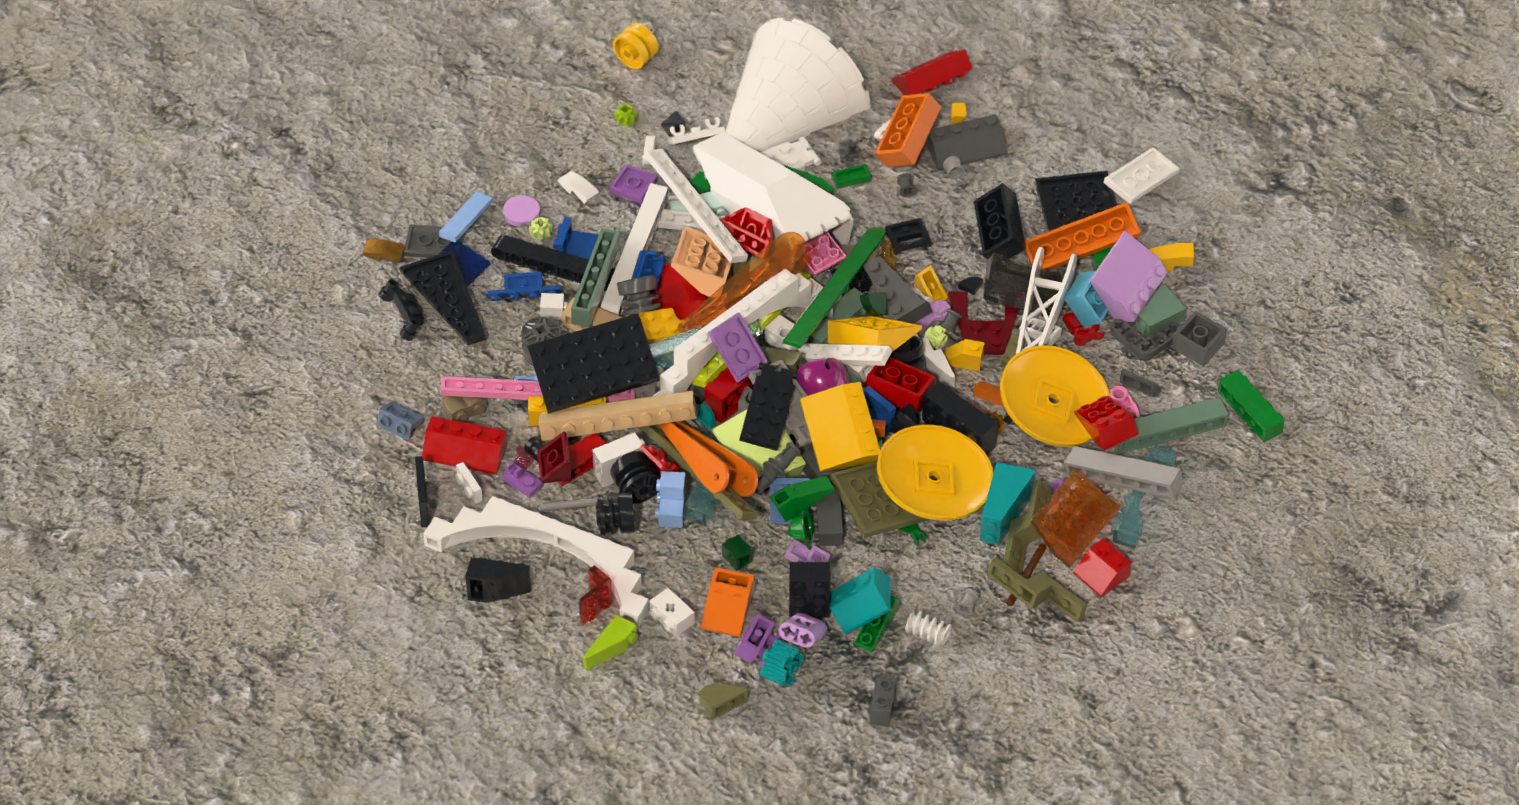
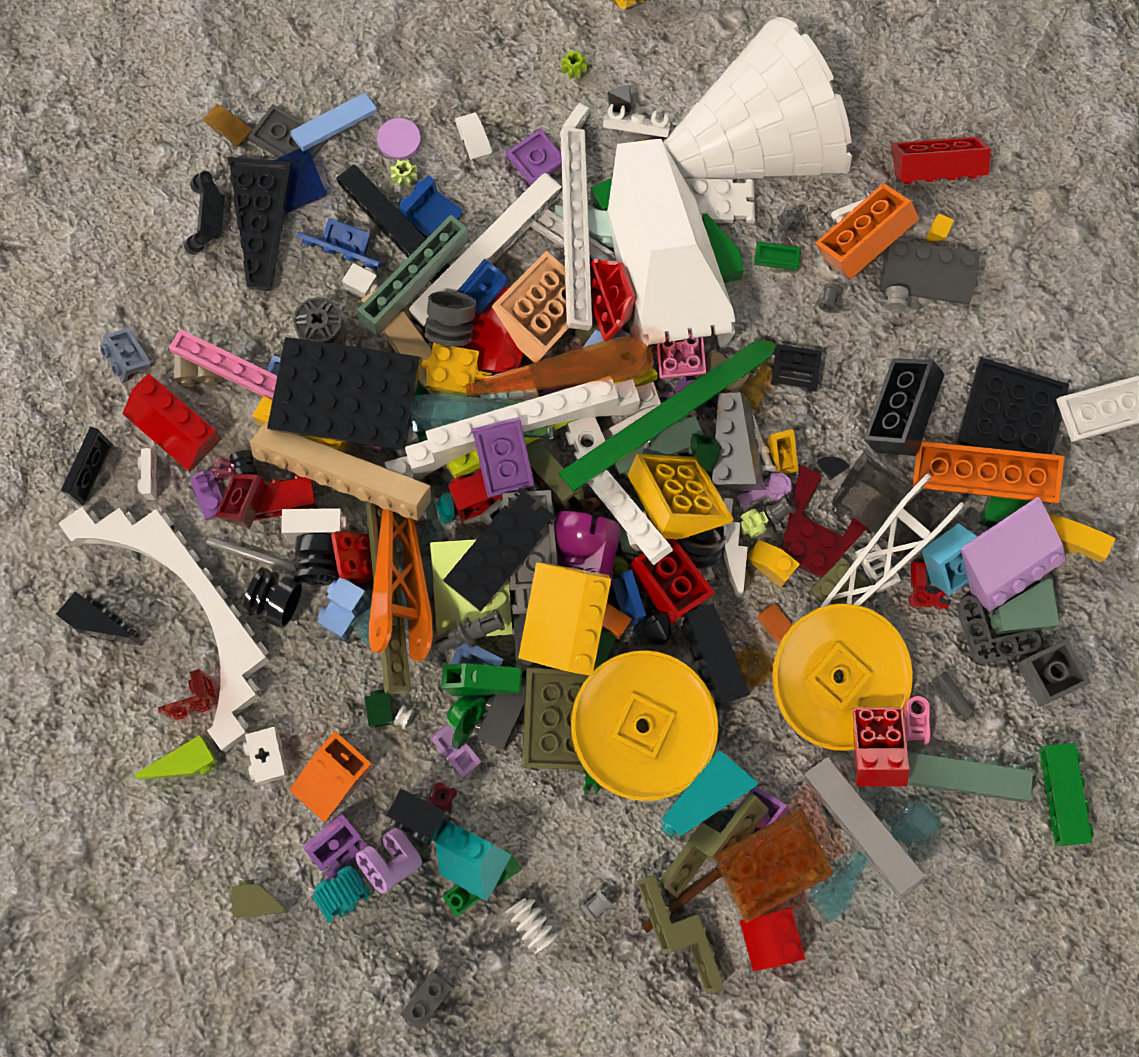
camera: 25 degrees right, 25 degrees up
(758, 550) = (404, 717): none -> white bush

